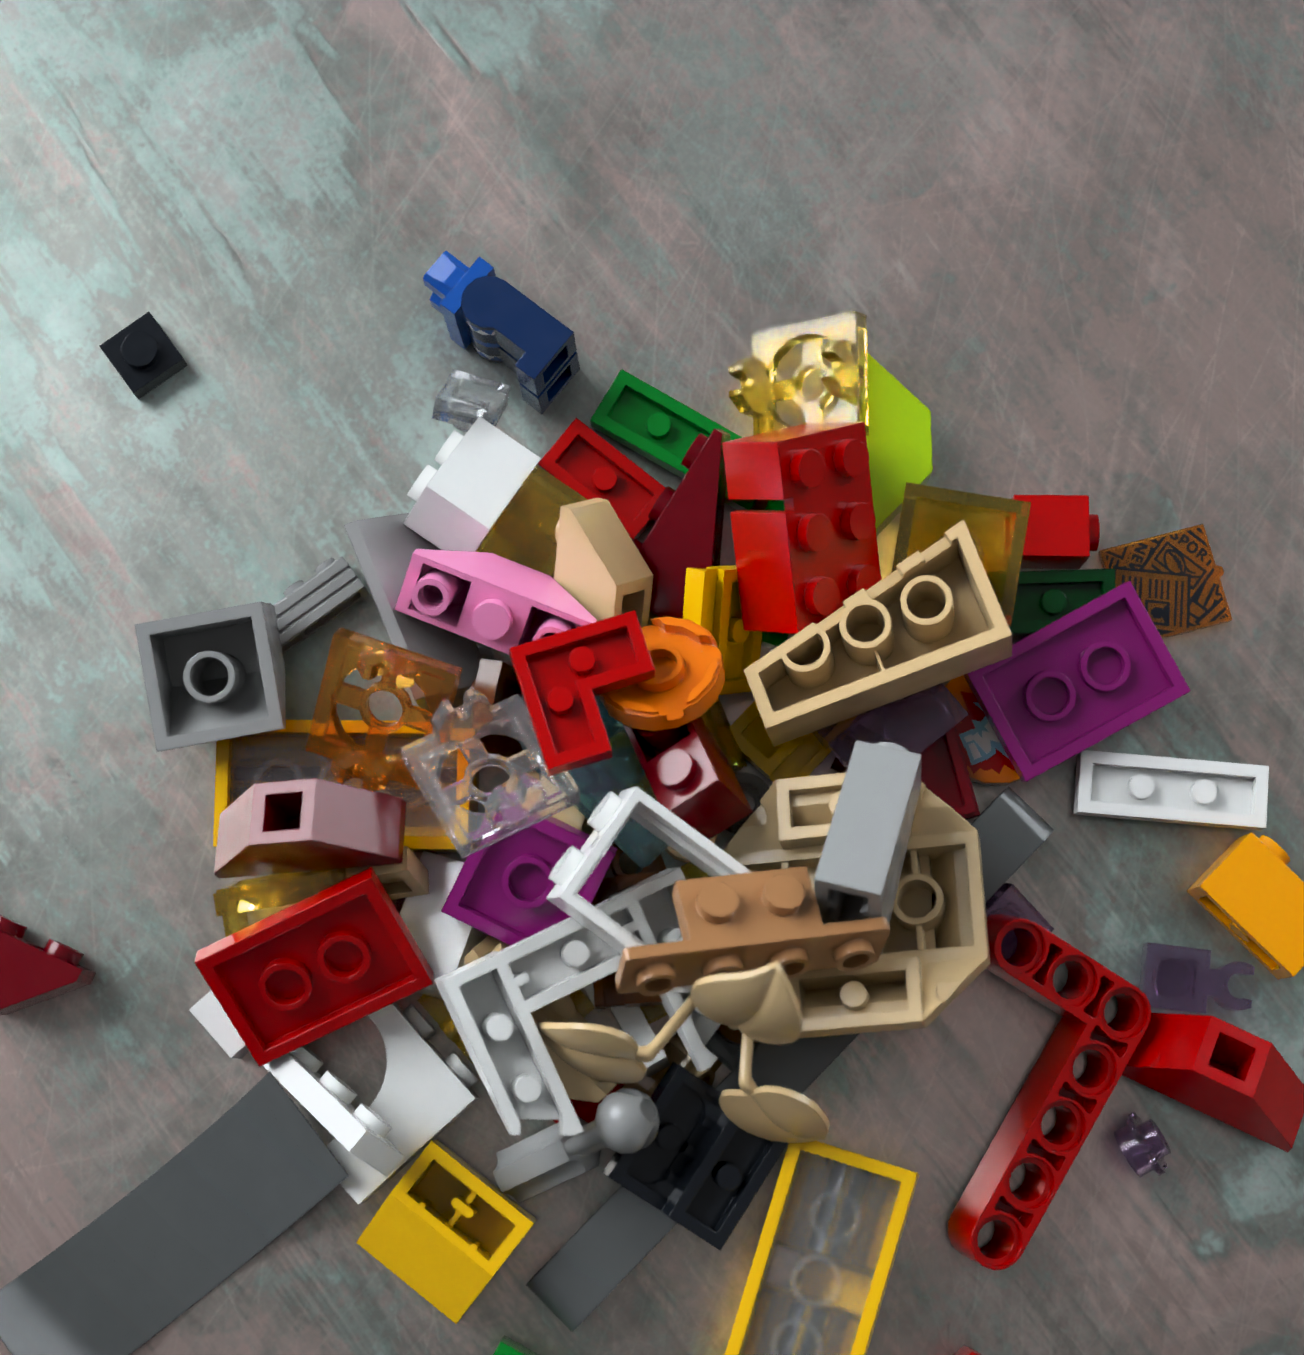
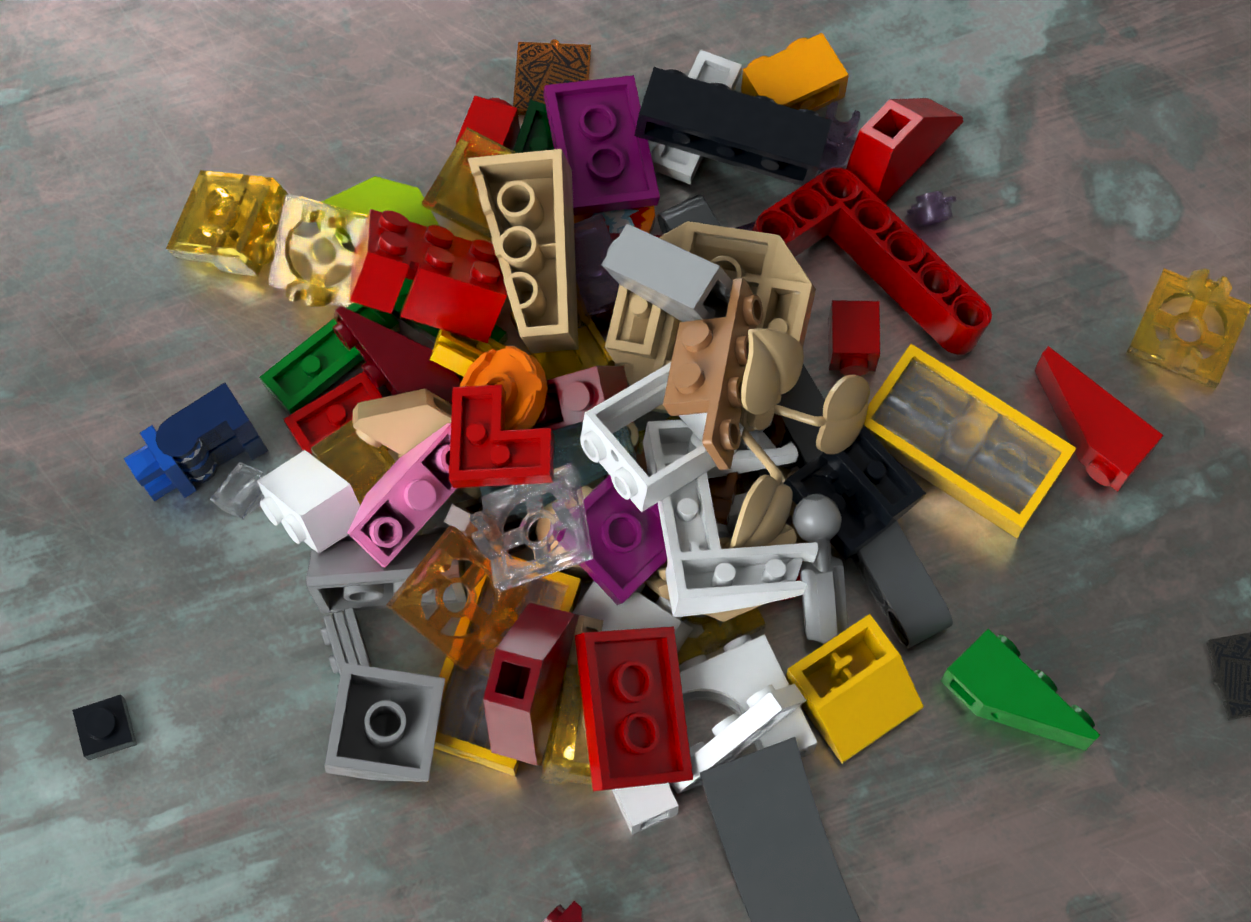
camera: 70 degrees left, 10 degrees down
(815, 255) = (229, 222): none -> clear yellow plate
(920, 1094) = (854, 336): none -> red brick
(1155, 846) = (732, 127): none -> black brick

